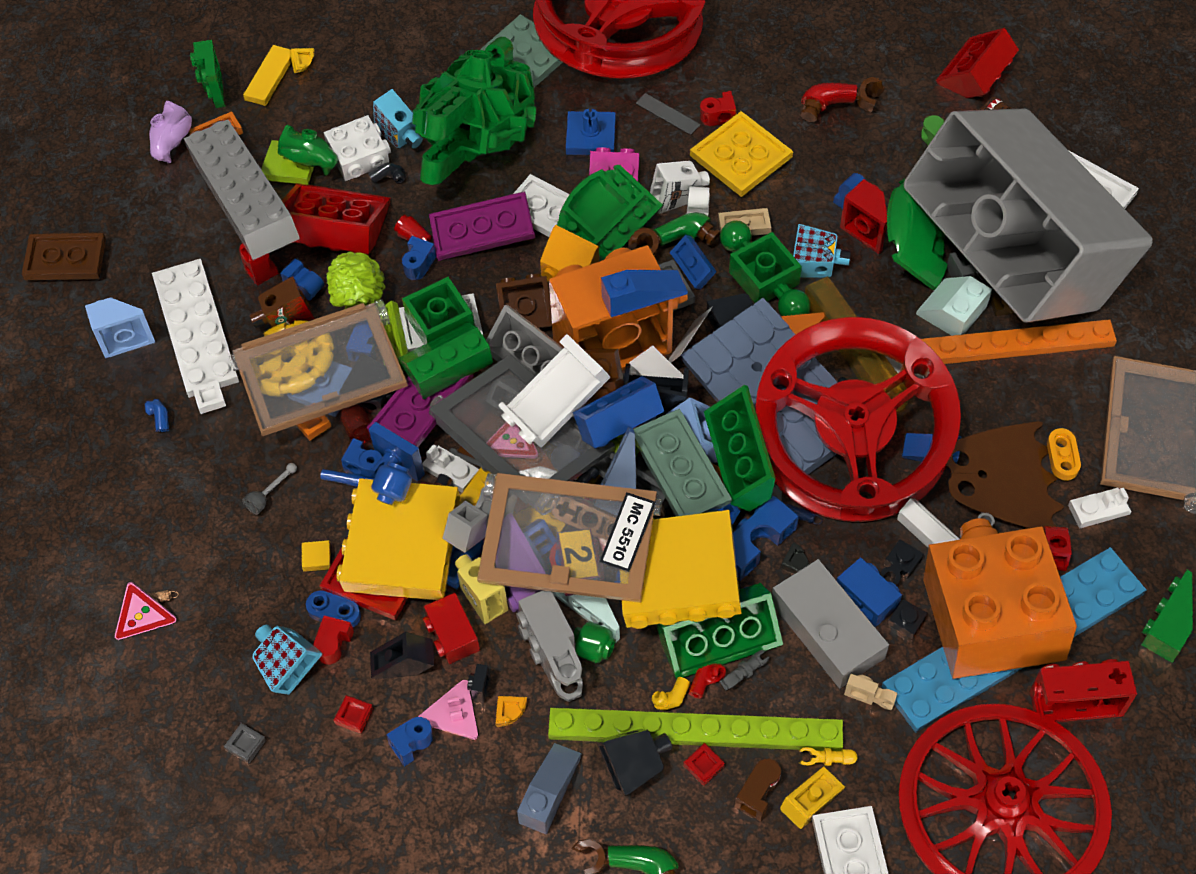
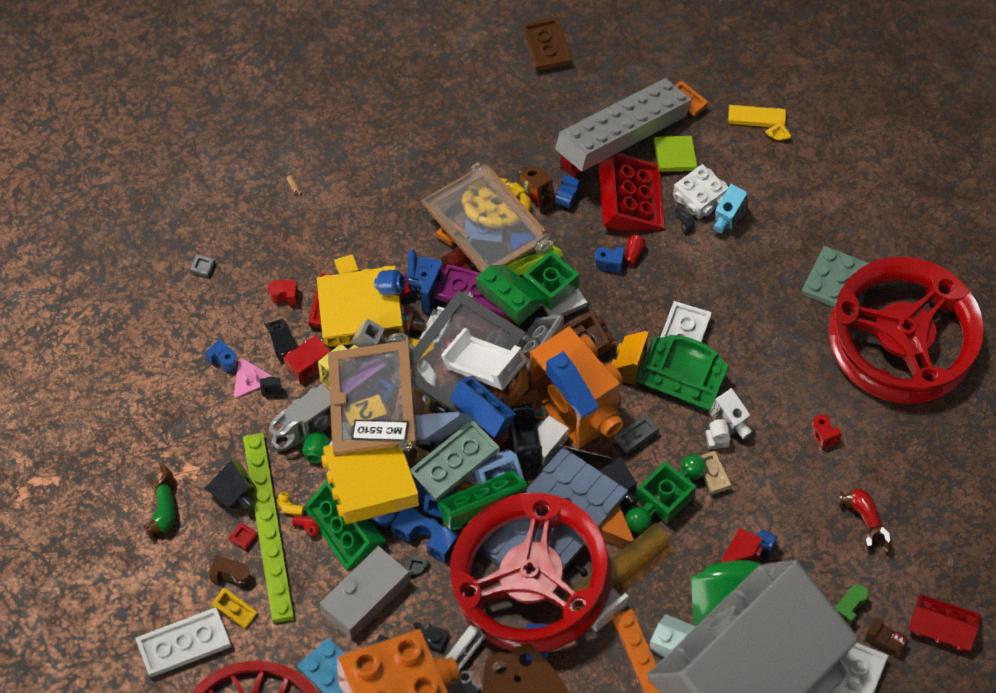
camera: 75 degrees right, 0 degrees up
(118, 326) = (487, 90): light blue slope -> none
(140, 613) = (276, 179): piece -> none
(160, 414) = (436, 139): blue arm -> none
(168, 131) = (673, 67): lavender animal -> none
(194, 326) = (513, 138): white plate -> none
(208, 71) = (737, 76): green plate -> none
(209, 396) = (453, 166): white plate -> none
(256, 500) = (378, 218): dark grey hinge -> none
(283, 657) = (261, 266): medium azure torso -> none
(306, 149) = (680, 156): green animal -> none
(332, 607) = (307, 286): blue plate -> none
(353, 714) = (235, 320): red tile -> none
(354, 280) = (566, 220): lime hair -> none
(480, 91) = (740, 248): green piece -> none
(481, 226) = (652, 292): magenta tile -> none
(509, 709) = (258, 410): light orange tile -> none
(548, 788) = (204, 444): sand blue slope -> none
(589, 131) = (772, 346): blue tile -> none
(605, 160) = (741, 369): dark pink bracket -> none
(668, 113) = (813, 398): dark grey sticker -> none
(690, 224) = (696, 433): piece -> none
(693, 262) = (661, 443): blue plate -> none
(741, 153) = (784, 457): yellow plate -> none
(744, 669) = (319, 547): dark grey piece -> none
(818, 252) = (696, 528): medium azure torso -> none
(828, 757) = (264, 612): yellow piece -> none
(867, 691) = (318, 626): tan plate -> none
(870, 591) = (397, 615): blue brick -> none

